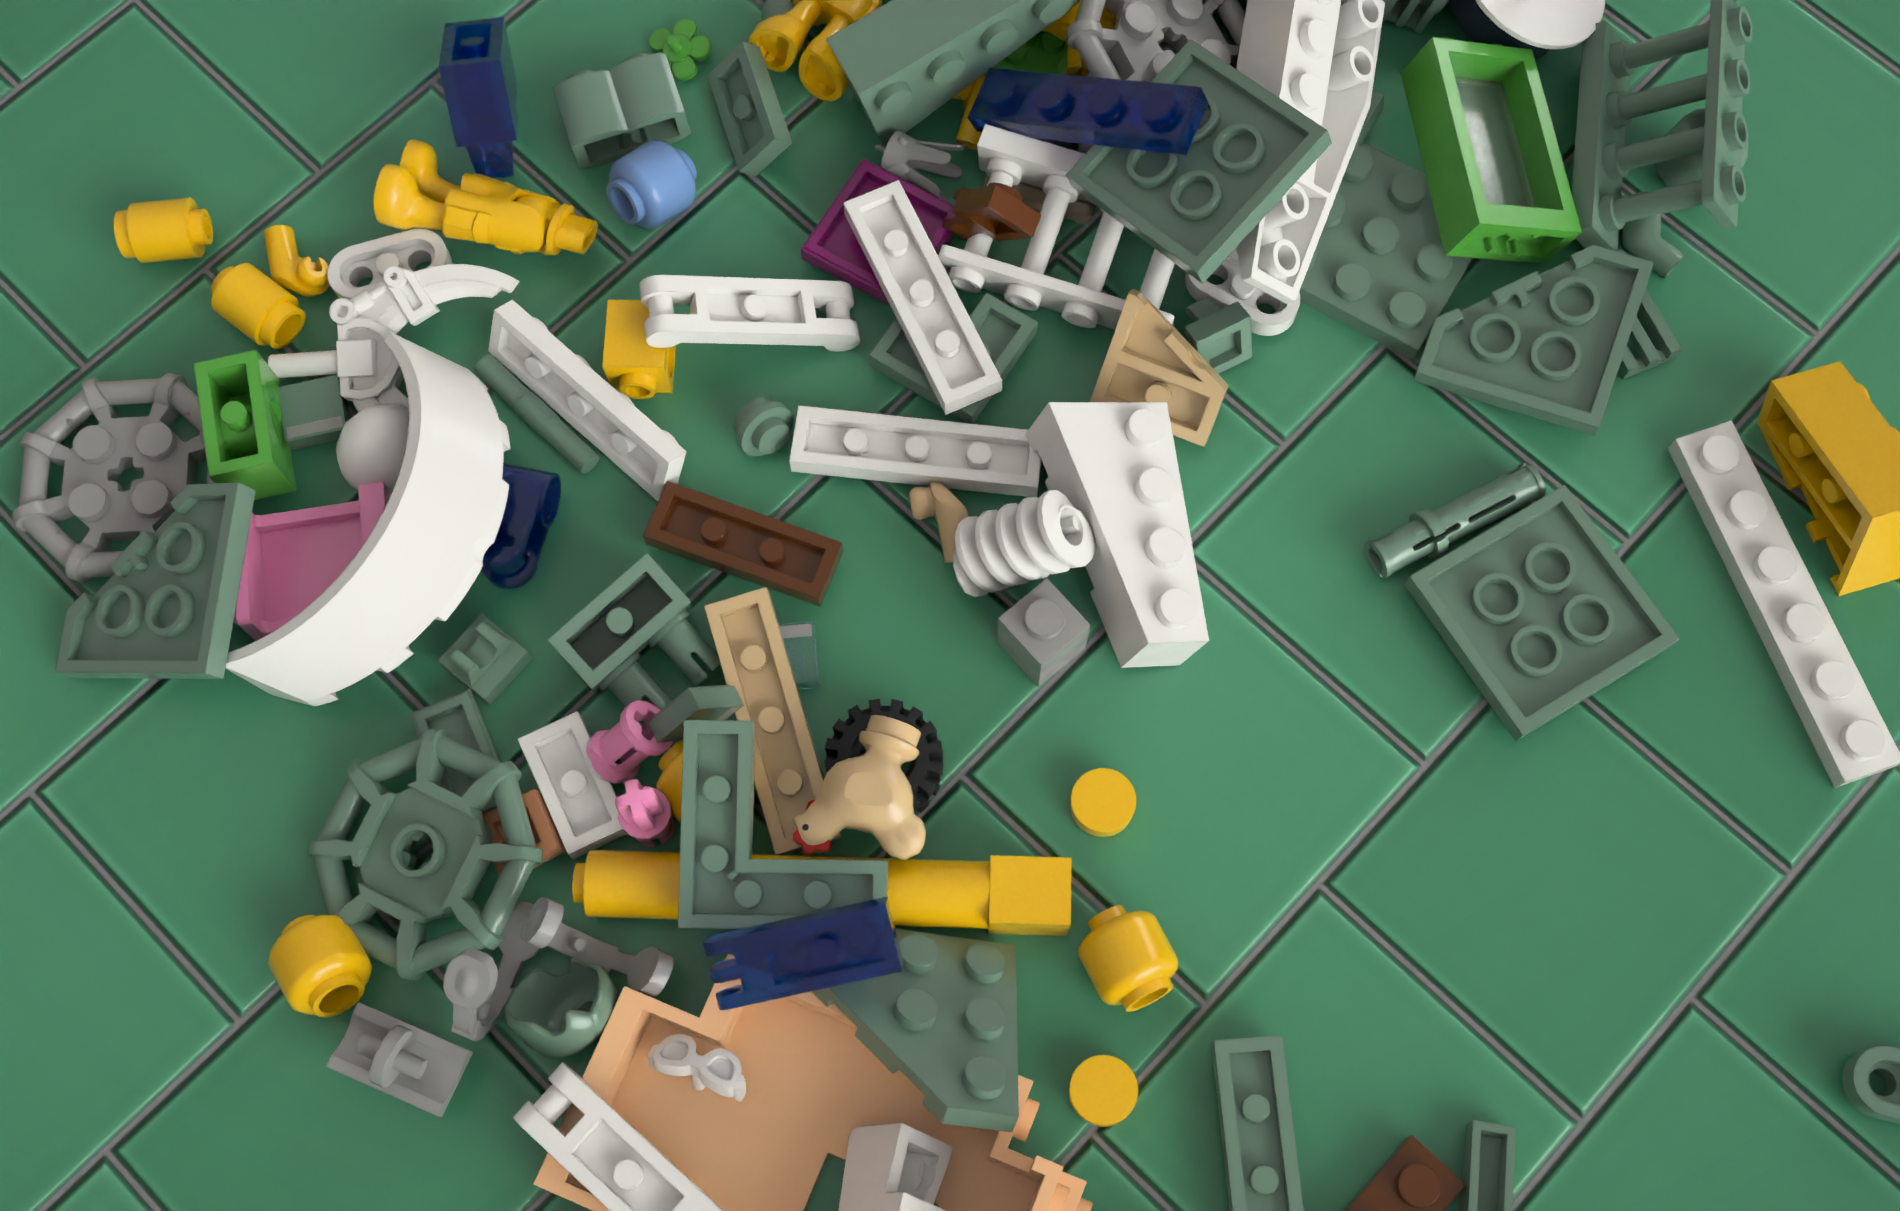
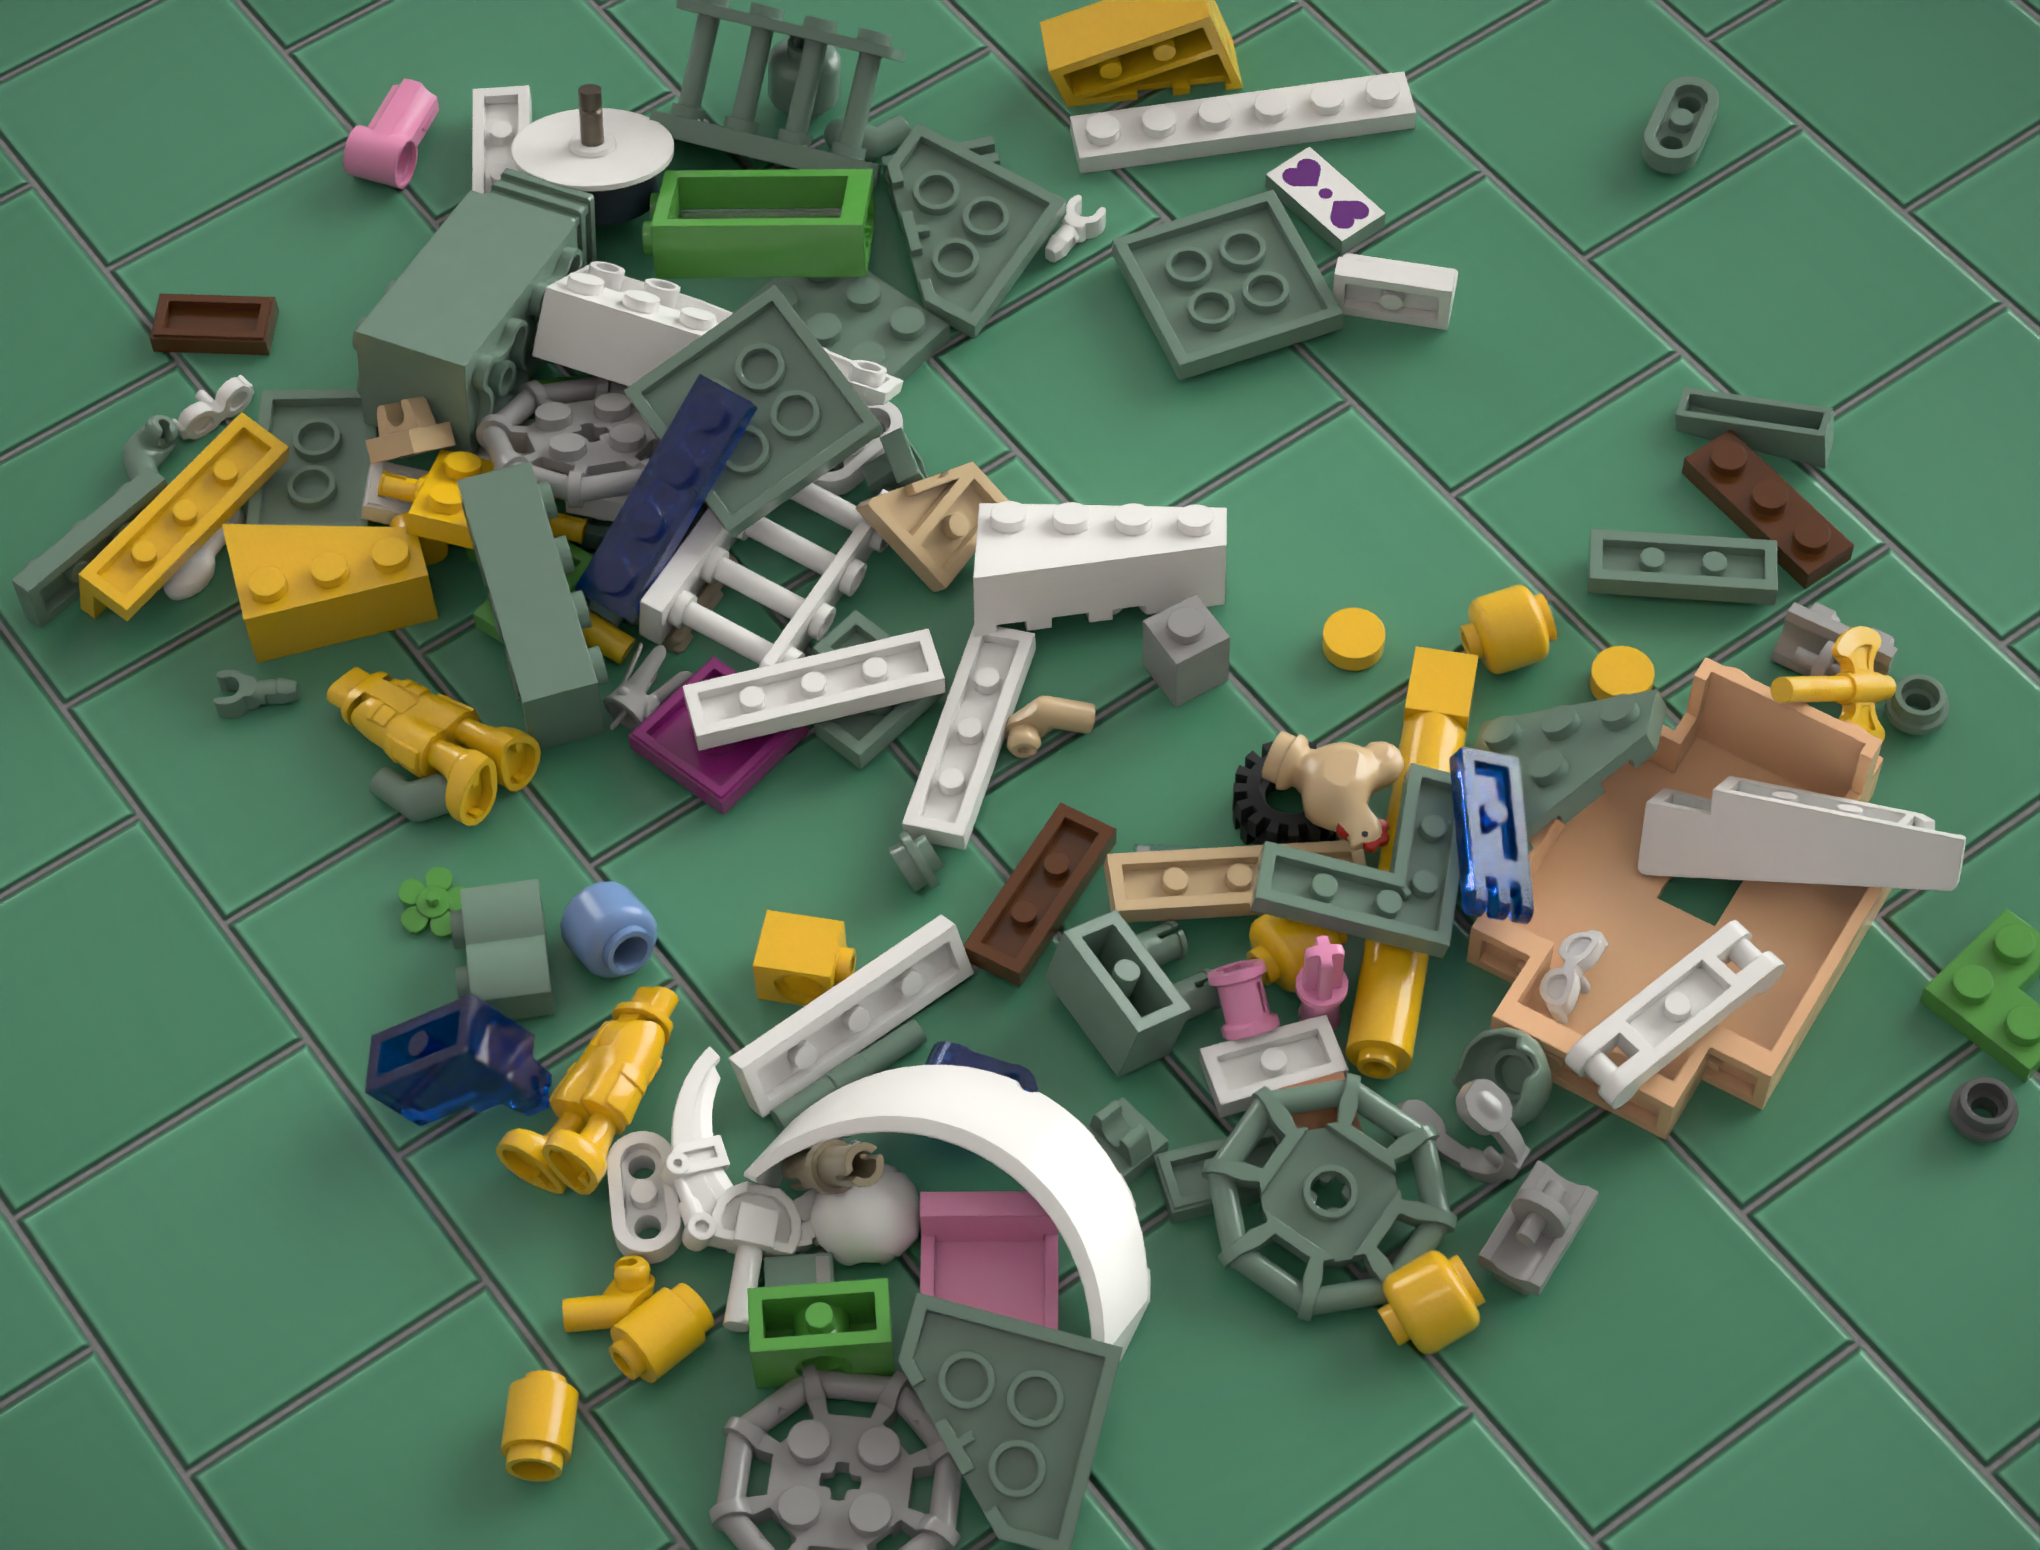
camera: 80 degrees left, 15 degrees down
(379, 399) = (833, 1167): none -> dark tan pin
(644, 972) = (1439, 1046): light grey piece -> none
(694, 704) = (1227, 928): sand green tile -> none
(748, 311) = (794, 845): white plate -> none
(749, 108) = (537, 832): sand green plate -> none
(992, 211) = (747, 602): reddish brown plate -> none
(1021, 543) = (1101, 640): white piece -> none
(1432, 531) = (1134, 345): sand green pin -> none
(1581, 451) = (1074, 229): none -> white piece
(1585, 790) = (1395, 290): none -> white panel
(1692, 701) = (1325, 200): none -> tile

